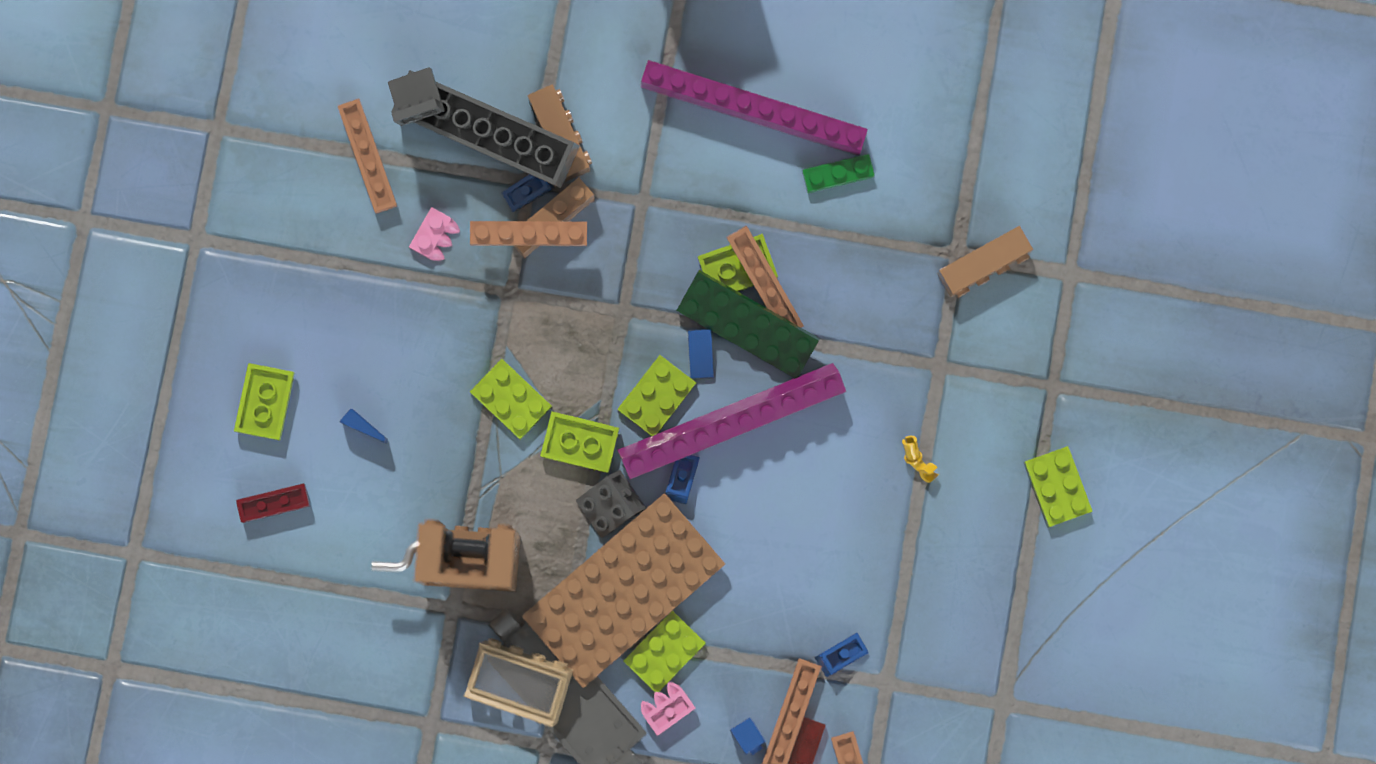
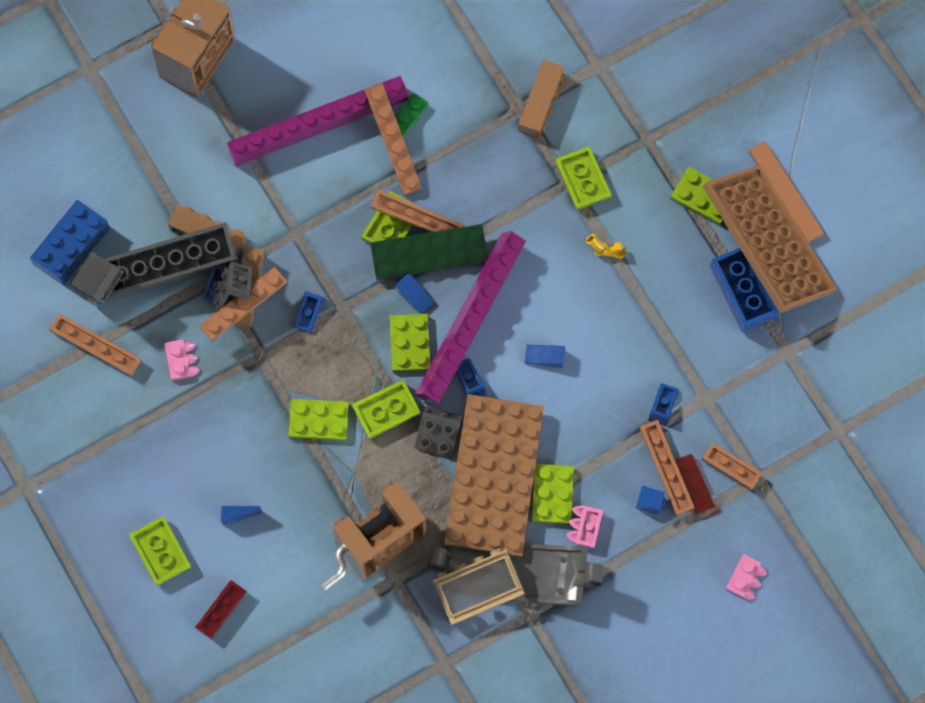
camera: 40 degrees left, 10 degrees down
(424, 37) = (70, 242): none -> blue brick
(535, 207) = (235, 281): none -> dark grey bracket
(589, 287) = (308, 312): none -> blue slope
(771, 514) = (545, 355): none -> blue slope
(807, 186) = (393, 139): none -> nougat plate
(956, 373) = (583, 178): none -> lime plate
(1013, 611) = (743, 290): none -> blue brick
(1079, 583) = (769, 238): none -> medium nougat plate
(1140, 549) = (792, 200): none -> nougat tile

